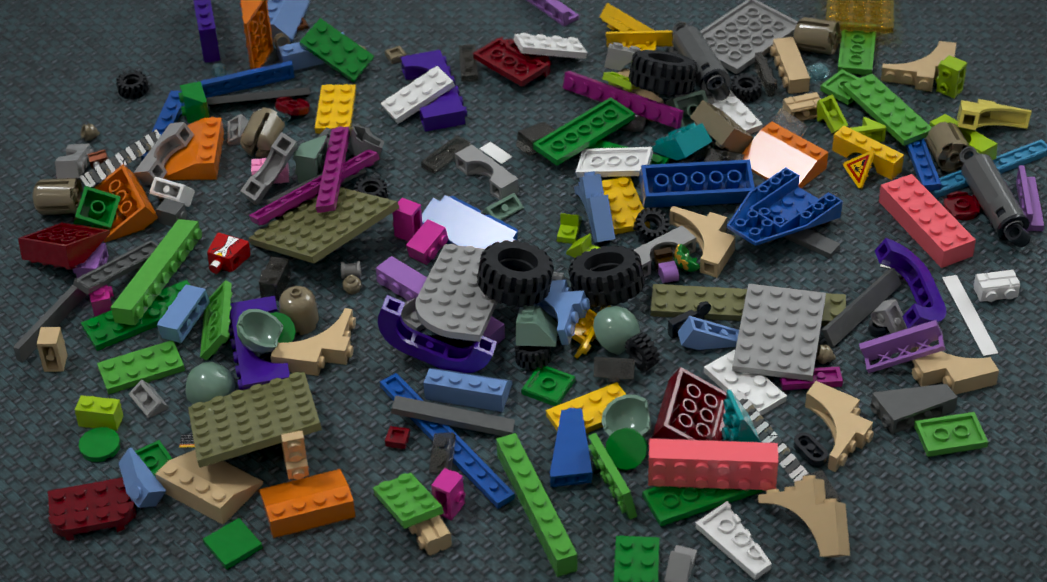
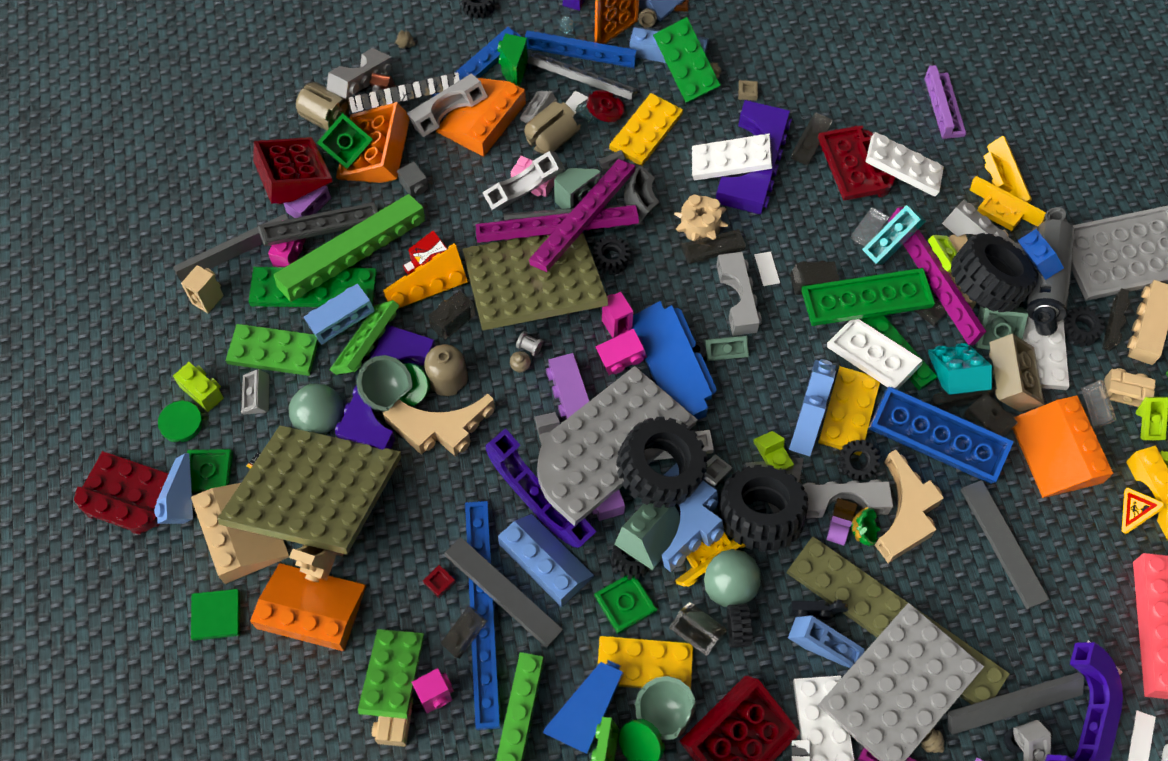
camera: 30 degrees right, 20 degrees up
(171, 190) = (426, 155): white brick -> none
(240, 262) = (435, 276): none -> light orange wing
(423, 138) = (701, 217): none -> tan brick
(552, 97) = (869, 226): none -> clear tile
(568, 228) = (775, 410): lime slope -> none
(576, 86) = (894, 235): none -> teal brick
(688, 46) = (1040, 254): none -> blue brick
(781, 209) = (1007, 525): blue wedge -> none

